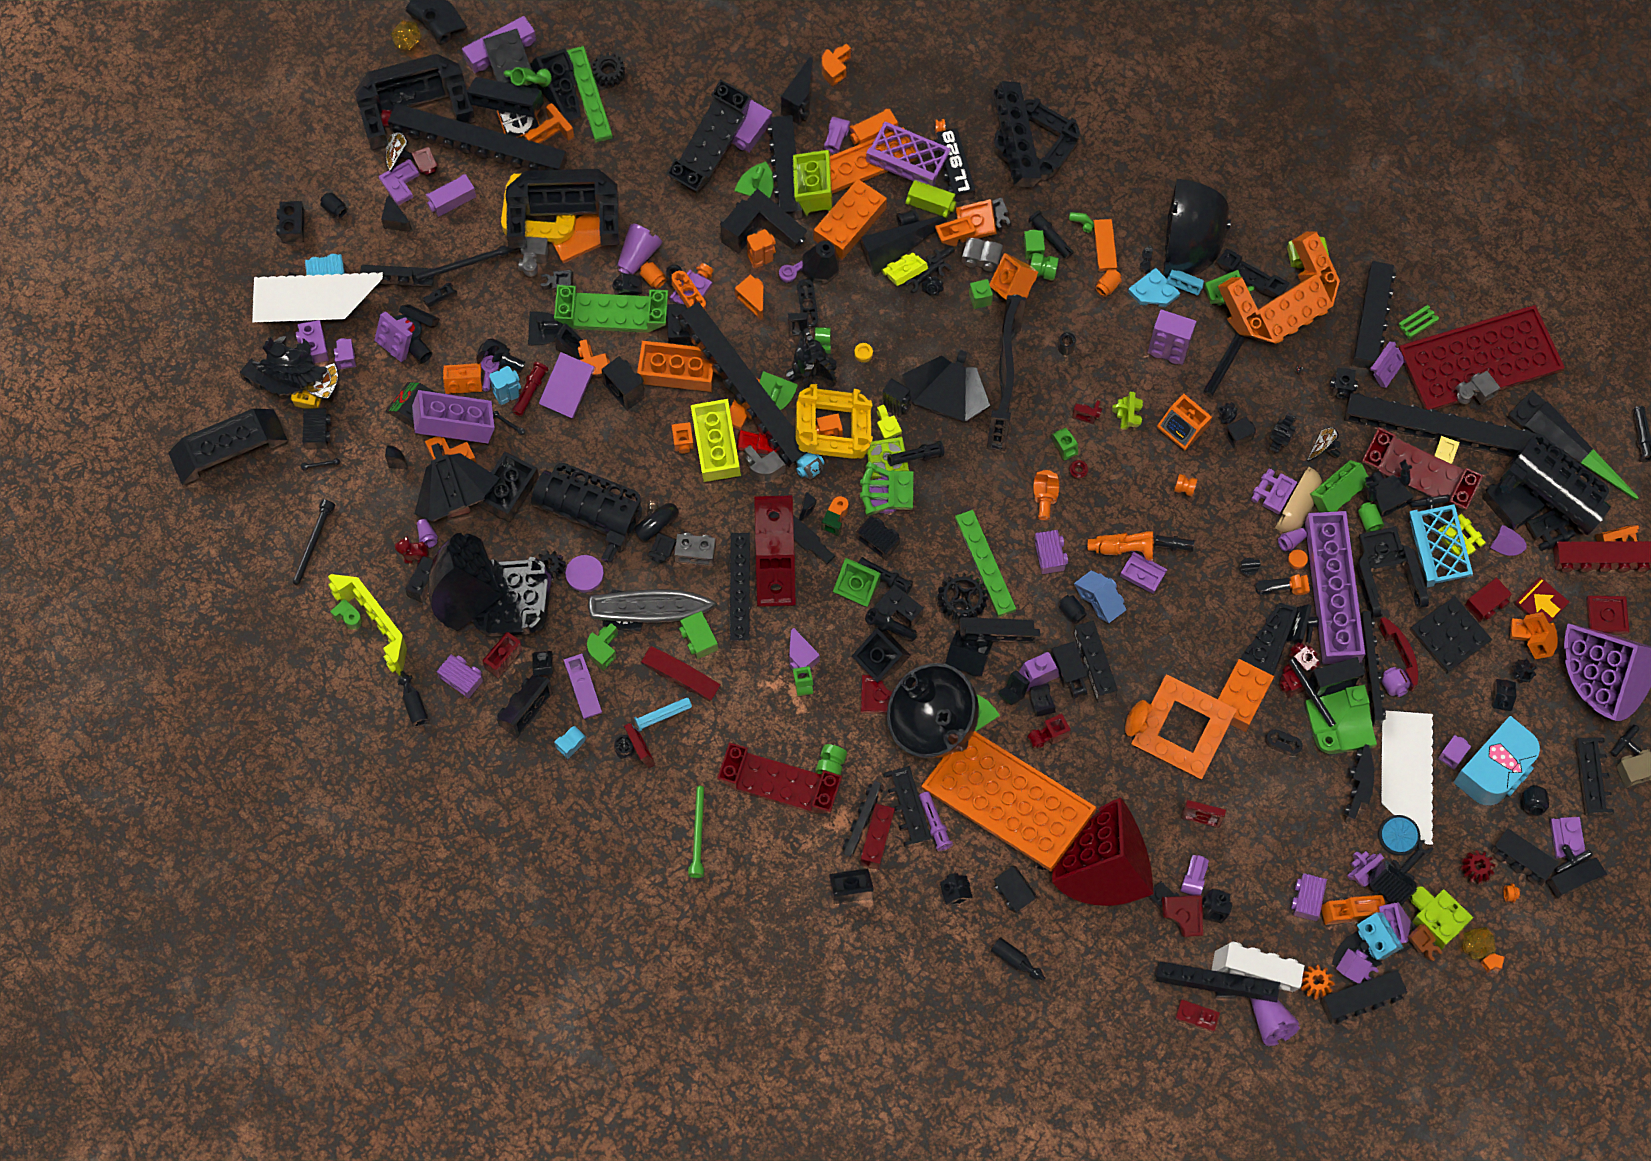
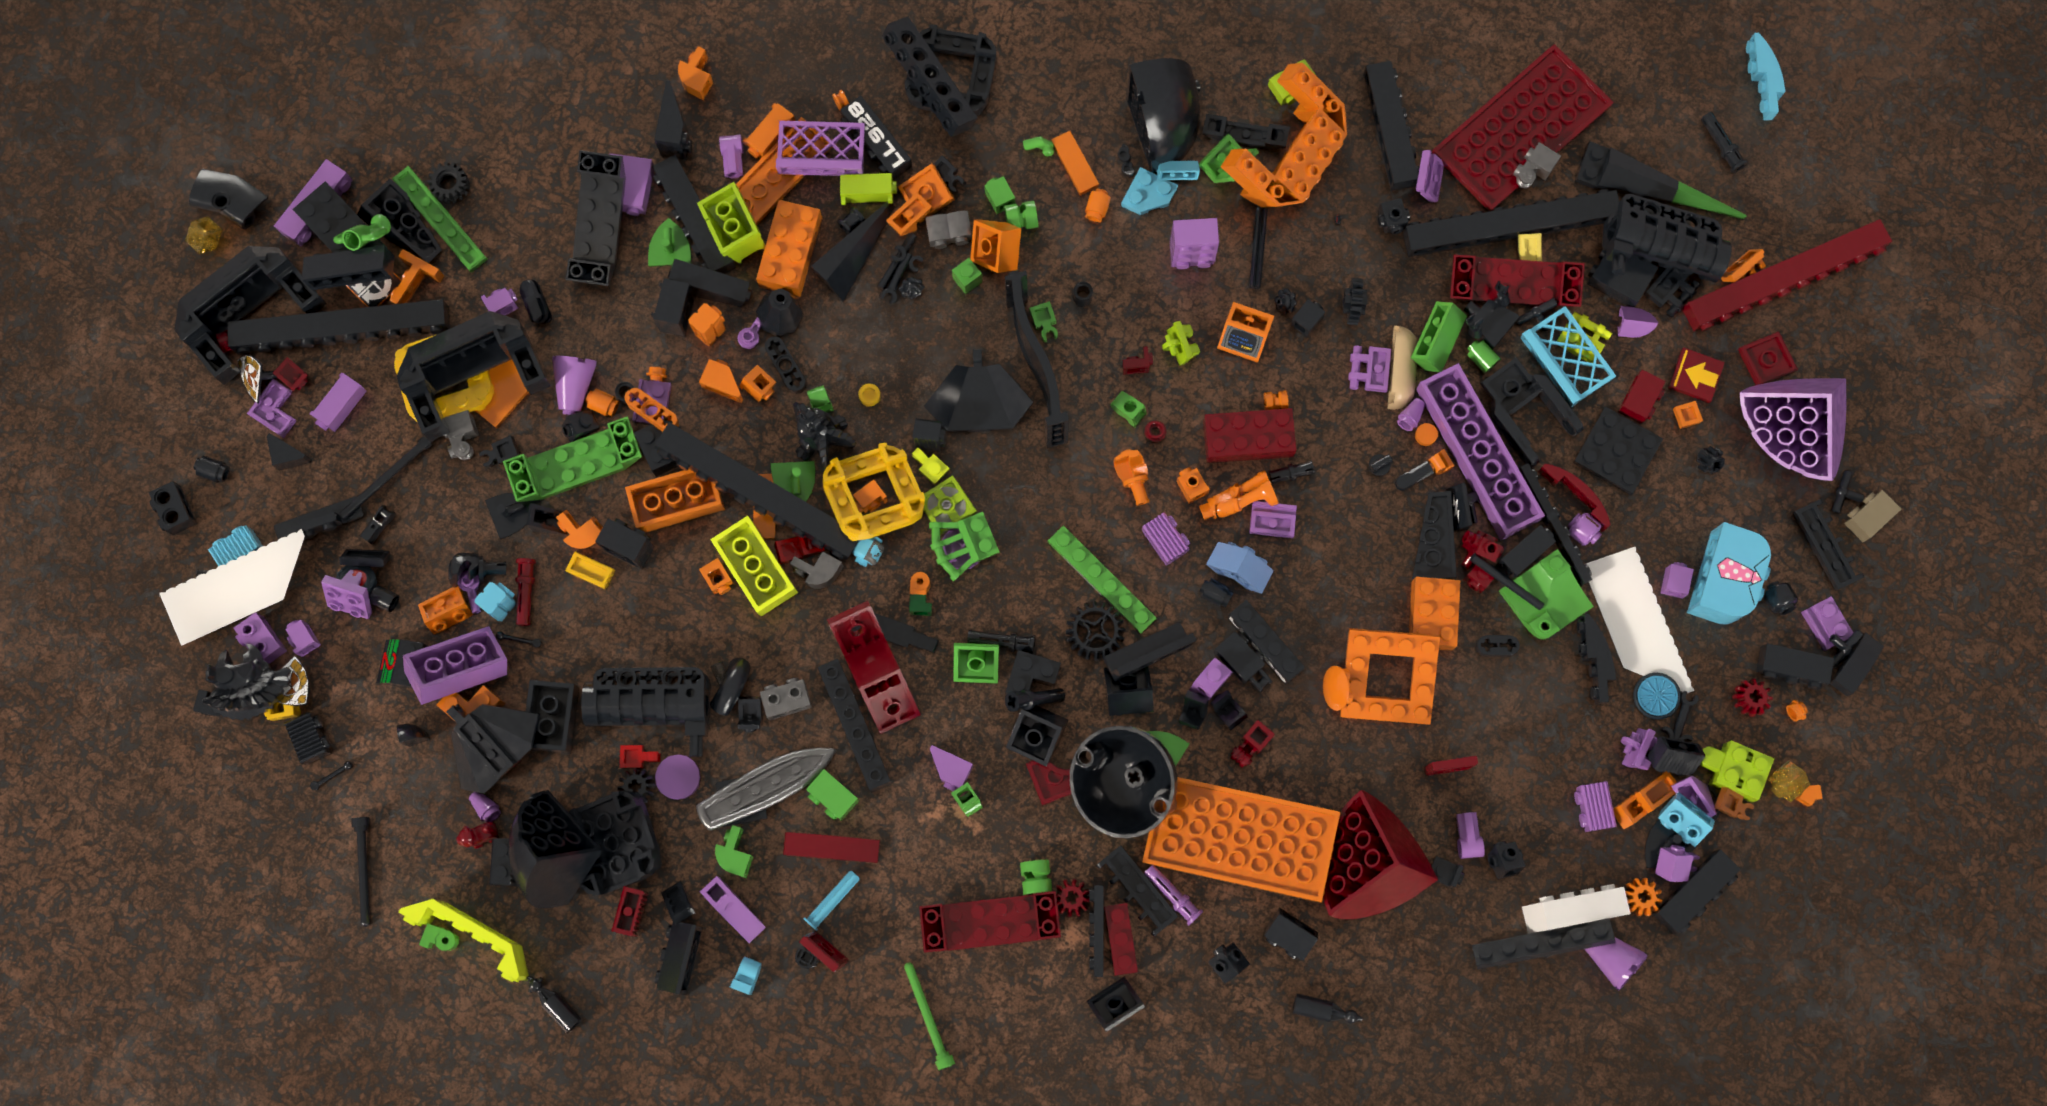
camera: 20 degrees left, 10 degrees up
(225, 441) = (215, 798): black slope -> none
(460, 676) = (594, 954): medium lavender brick -> none
(560, 544) = (634, 756): none -> red plate
(567, 385) = (564, 571): medium lavender tile -> none
(592, 399) = (590, 570): none -> yellow tile
(611, 169) = (501, 301): none -> medium lavender brick
(635, 181) = (535, 302): none -> black arm
(779, 308) = (758, 378): none -> orange brick
(796, 323) = (785, 395): black plate -> none
(807, 506) = (885, 598): black slope -> none
(845, 788) = (1064, 894): none -> dark red gear
(878, 537) = (976, 600): black brick -> none
(905, 268) = (873, 281): neon yellow plate -> none
(924, 452) = (985, 484): black pin -> none
(1027, 350) = (1043, 318): none -> bright green plate
(1042, 224) = (1003, 169): black pin -> none
(1087, 525) = (1192, 492): none -> orange brick
(1152, 501) = (1249, 435): none -> dark red brick
(1185, 912) = (1478, 882): dark red tile -> none
(1197, 1016) = (1534, 987): dark red plate -> none
(1326, 442) = (1402, 292): shield -> none
(1430, 314) = (1449, 99): bright green tile -> none
(1504, 695) = (1701, 493): black bracket -> none
(1543, 635) = (1715, 415): orange brick -> none

